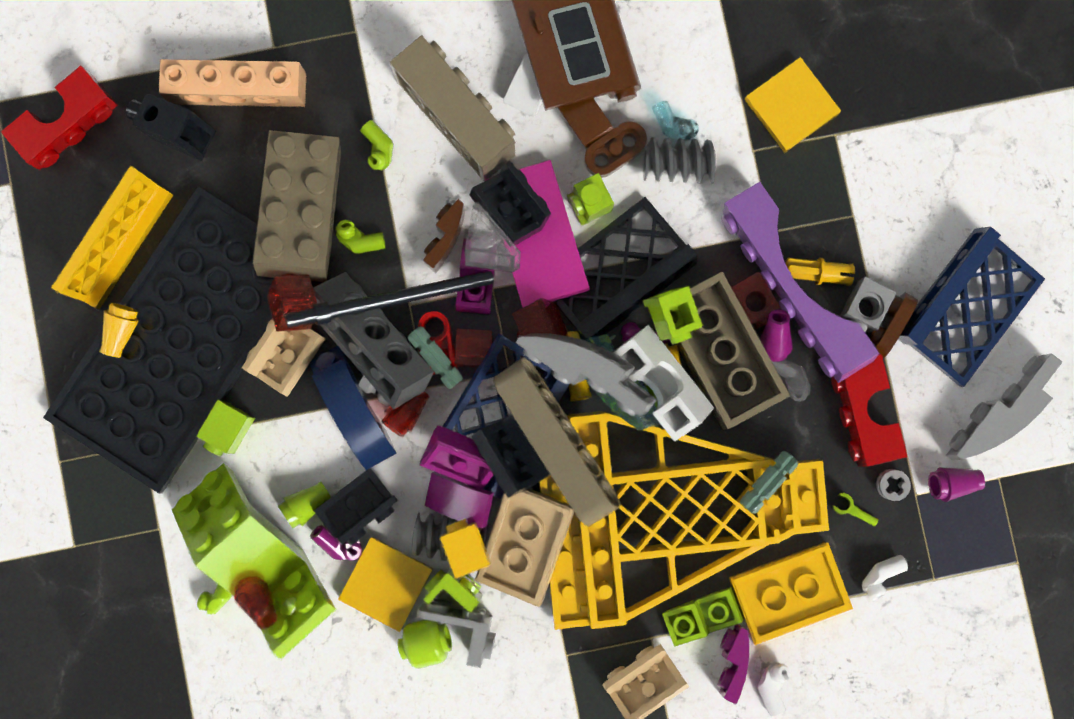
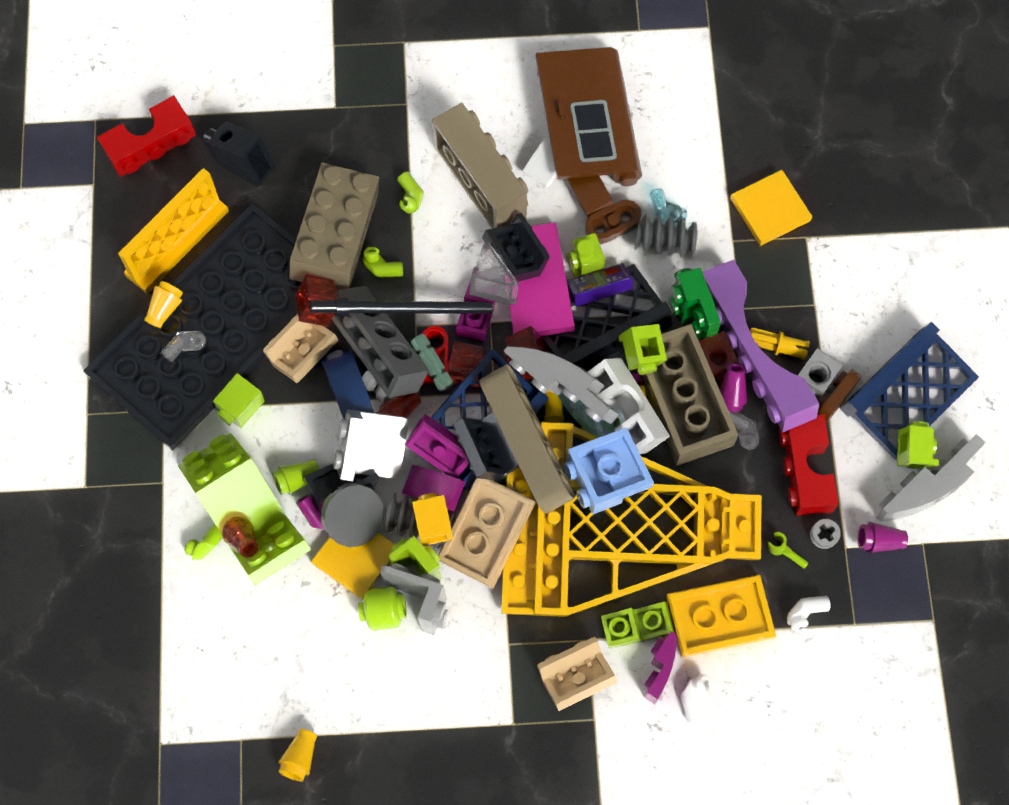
camera: 10 degrees right, 15 degrees down
(149, 369) = (183, 342): none -> clear arm
(232, 83) = (299, 126): light nougat brick -> none
(375, 548) = (352, 515): none -> dark grey tile
(381, 466) = (370, 444): none -> bracket
(449, 225) = (461, 263): reddish brown slope -> none
(610, 229) = (600, 284): none -> dark purple slope
(652, 467) = (607, 470): none -> light blue plate
(719, 235) = (694, 302): none -> green plate
(769, 482) = (710, 504): sand green axle -> none
(986, 375) = (917, 446): none -> lime brick

